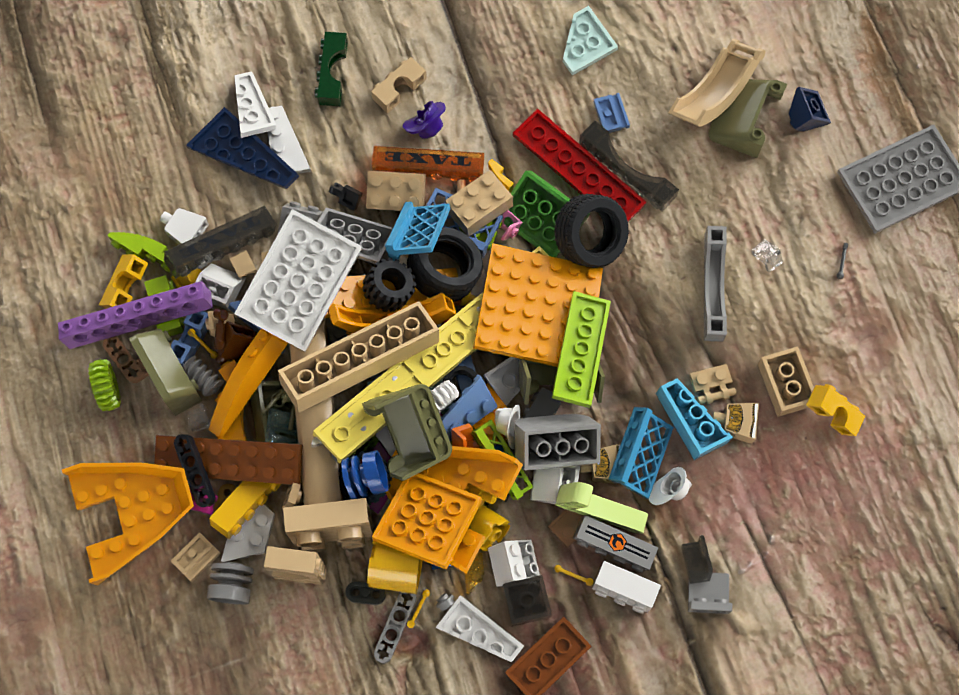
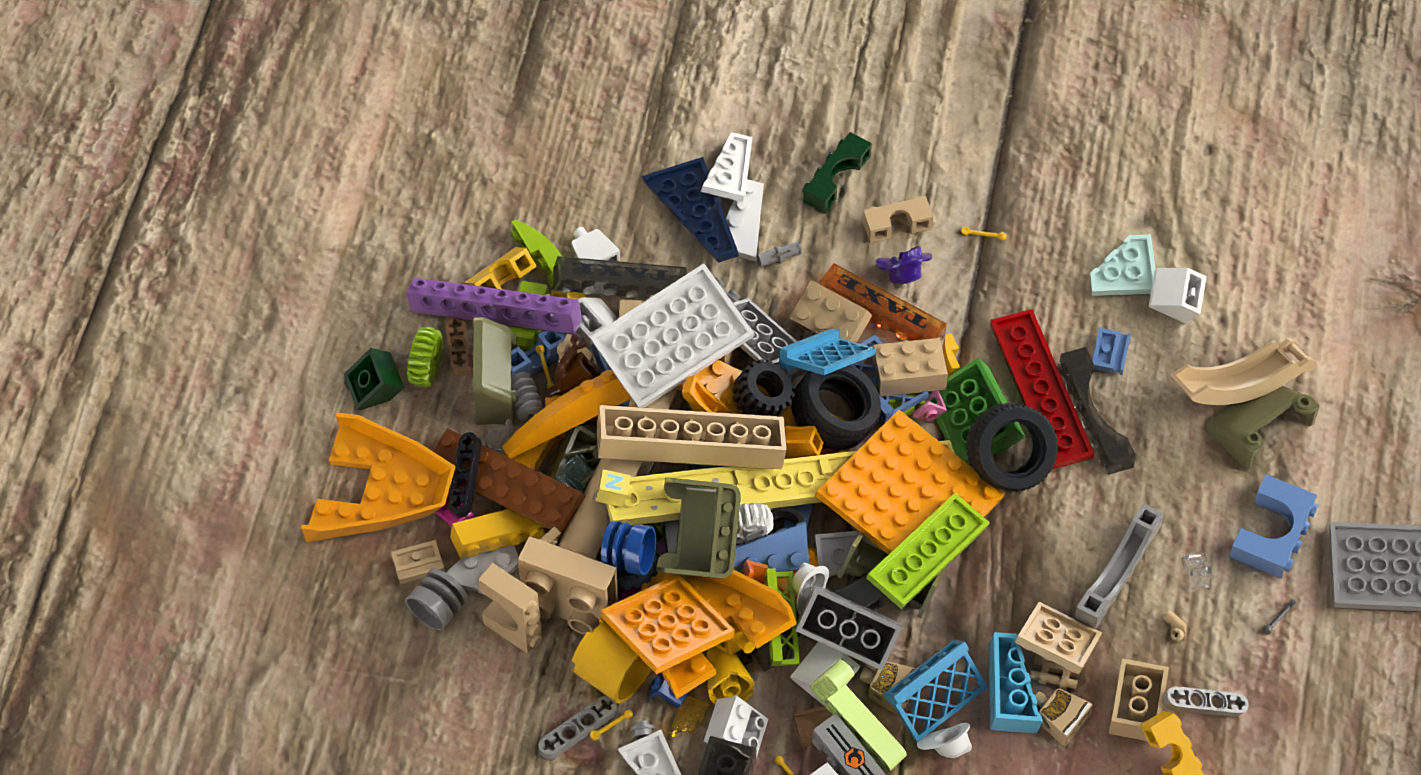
camera: 30 degrees right, 15 degrees down
(73, 422) = (373, 379): none -> dark green slope
(326, 157) = (792, 250): none -> light grey pin
(328, 434) = (614, 488): none -> light yellow brick
(347, 195) = (779, 300): black plate -> none
(365, 594) = (567, 681): pearl dark grey plate -> none
(452, 69) = (965, 231): none -> yellow hinge
(635, 43) = (1177, 293): none -> white slope
(706, 364) = (1058, 638): none -> tan plate
(779, 307) = (1178, 629): none -> tan arm
(807, 110) = (1332, 447): dark blue slope -> none
(811, 171) = (1275, 554): none -> medium blue arch
(835, 359) = (1205, 704): none -> light grey beam

